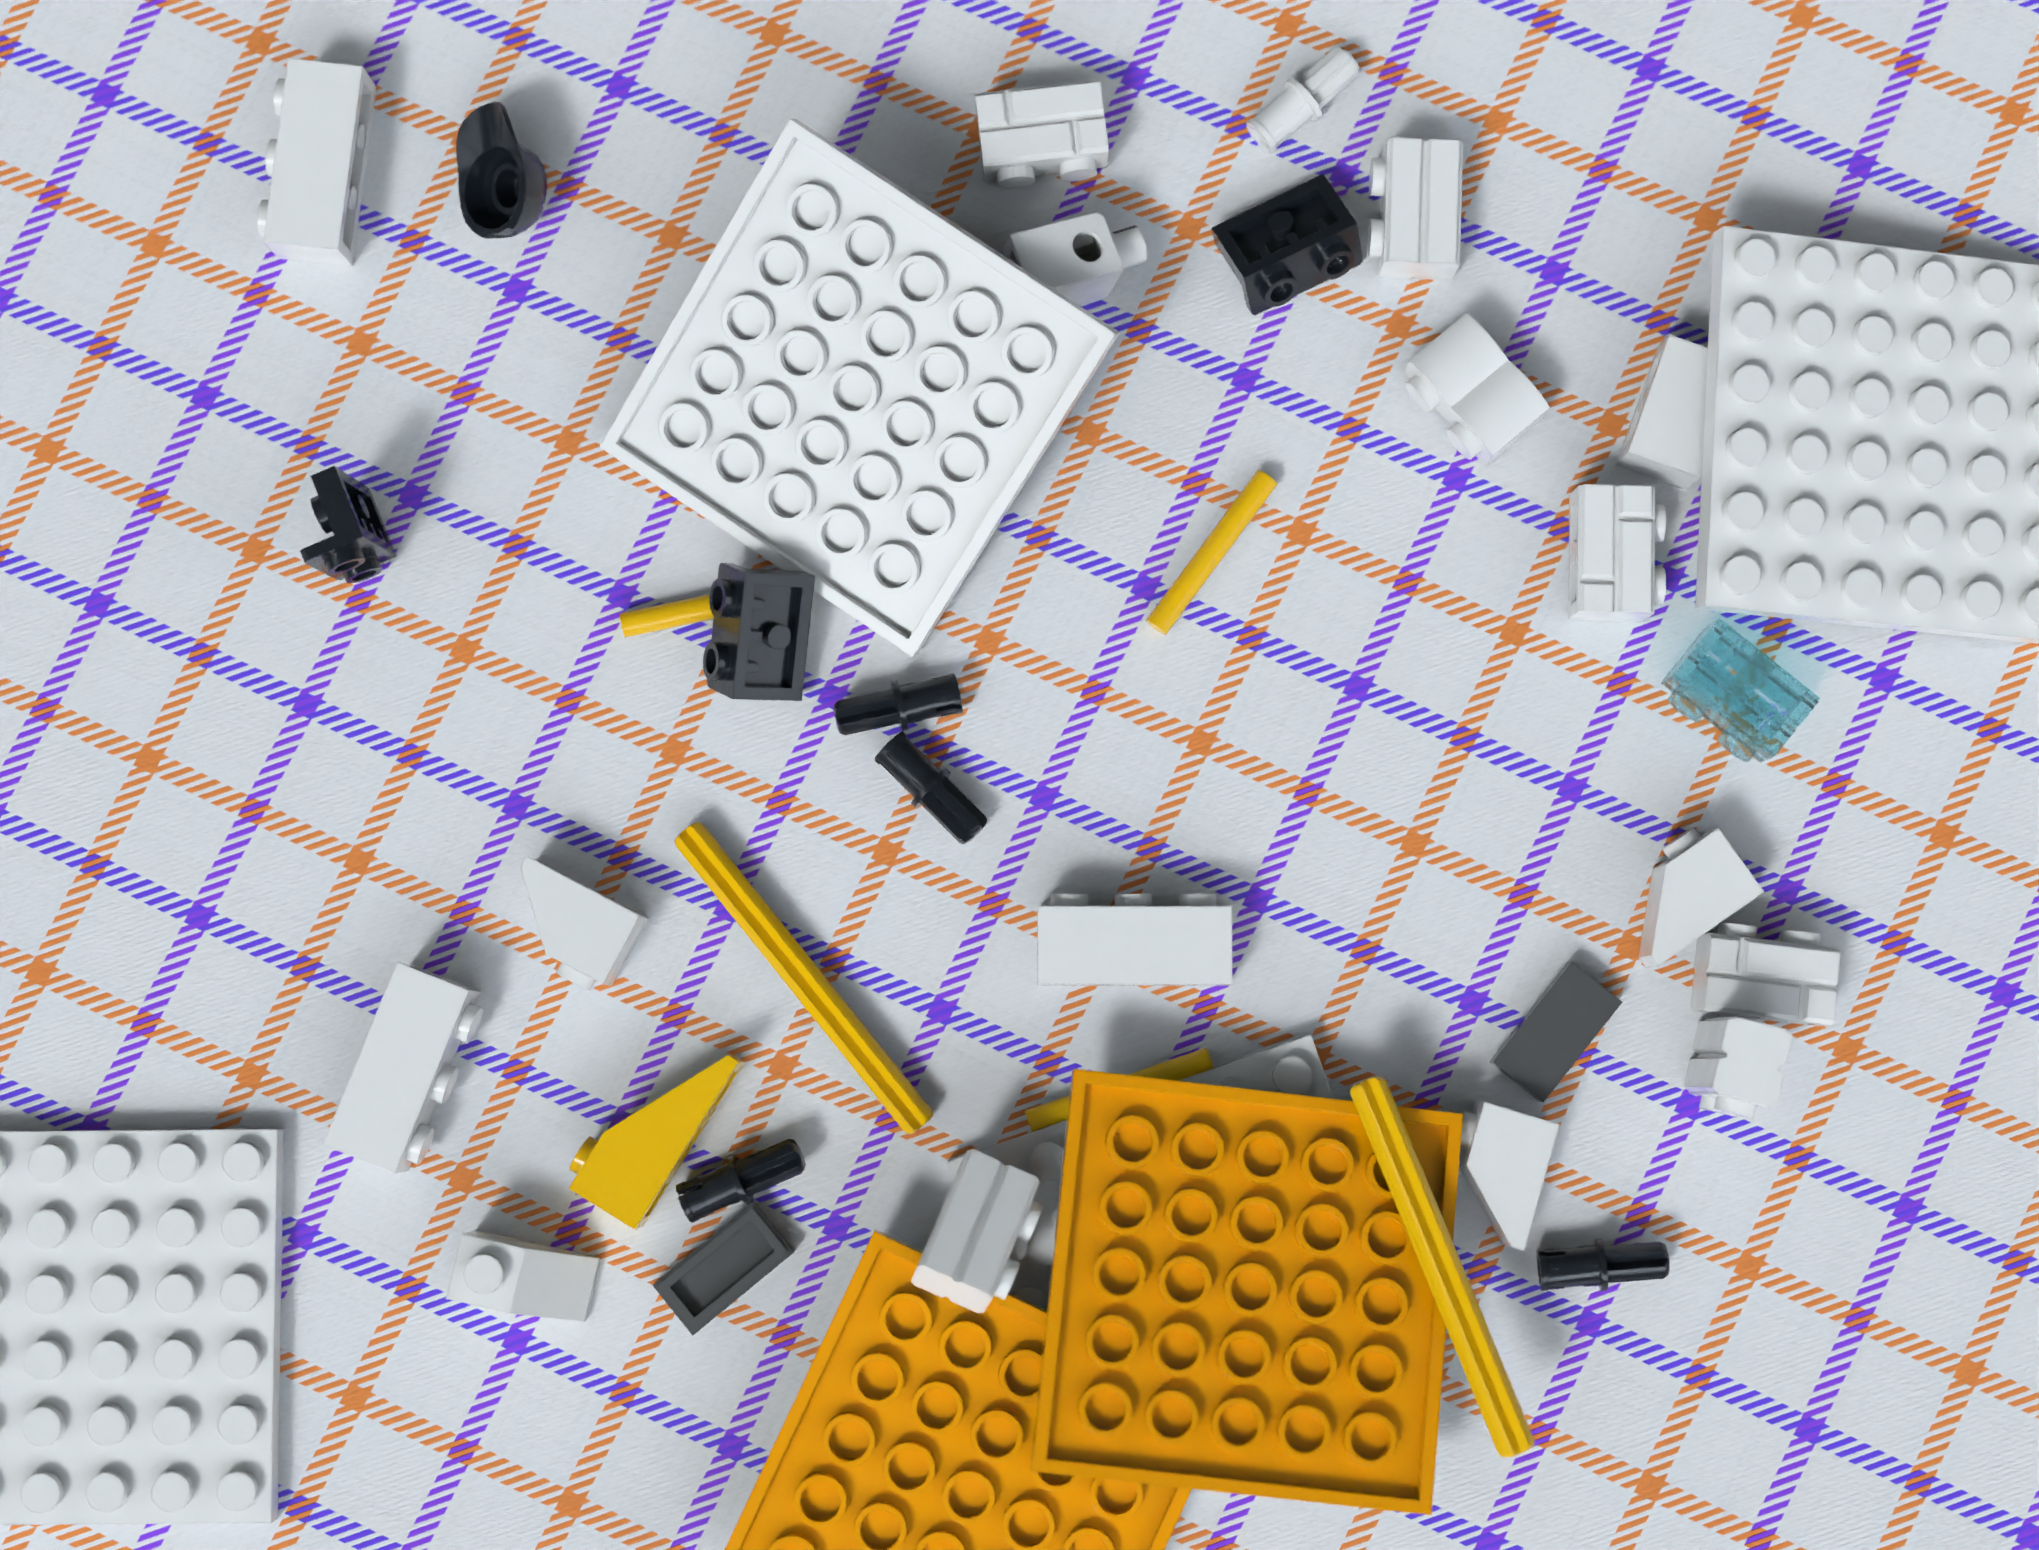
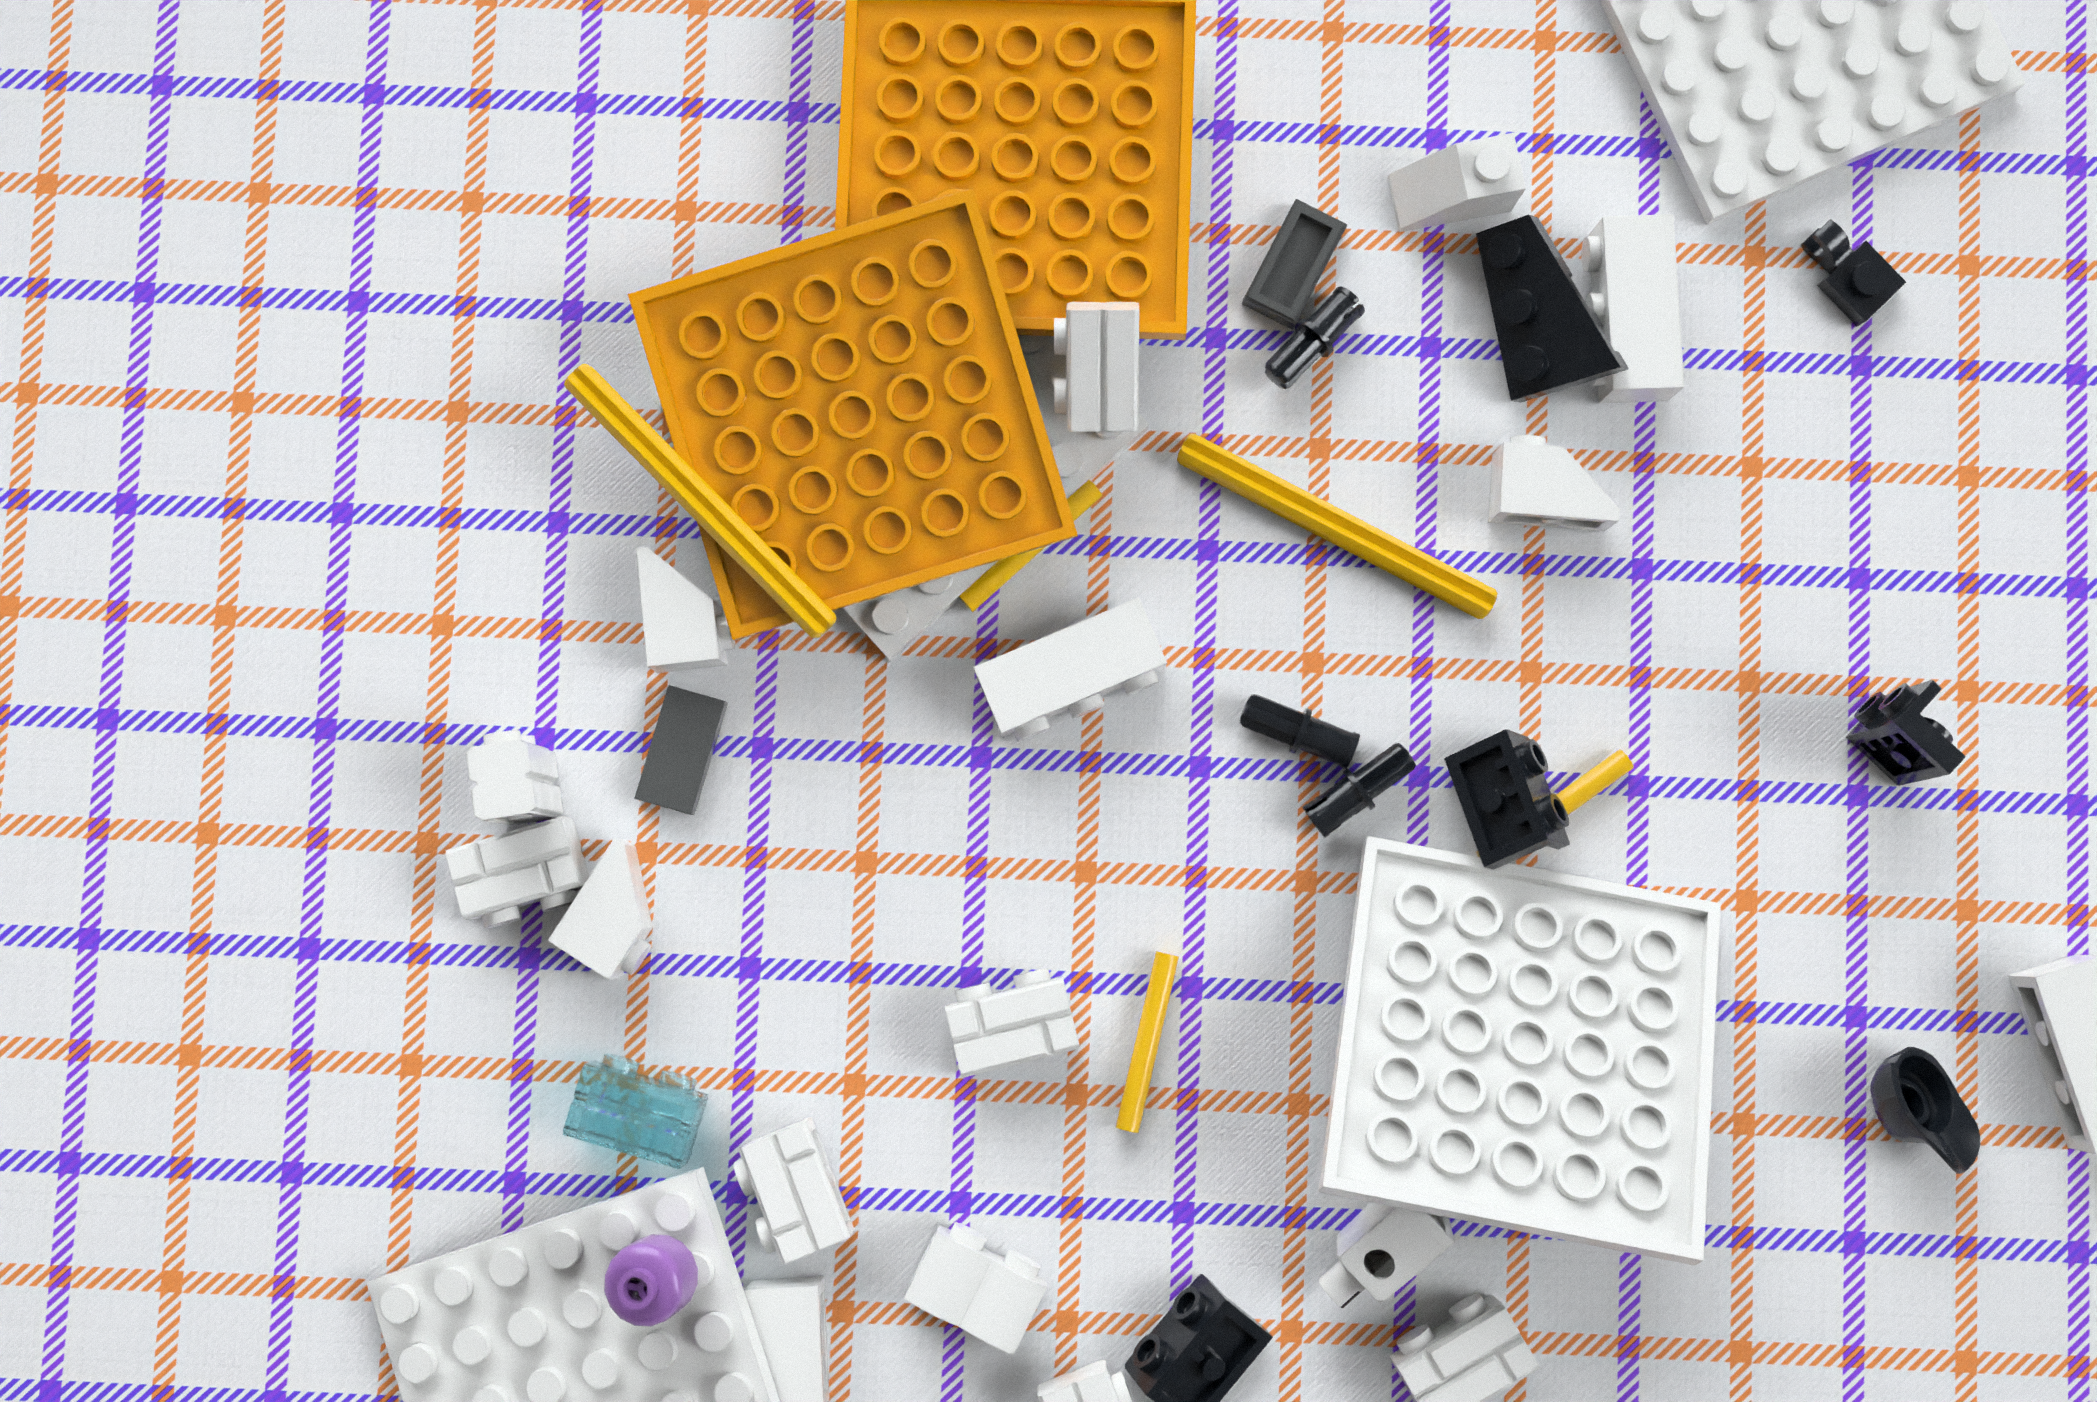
camera: 155 degrees right, 0 degrees up
(160, 1005) = (1857, 278): none -> black plate
(504, 1099) = (1539, 316): none -> black wing
(641, 1154) = (1405, 317): yellow slope -> none
(1338, 623) = (1011, 1024): none -> white brick
(1601, 1265) = (566, 570): black axle -> none
(1789, 516) = (651, 1280): none -> medium lavender head

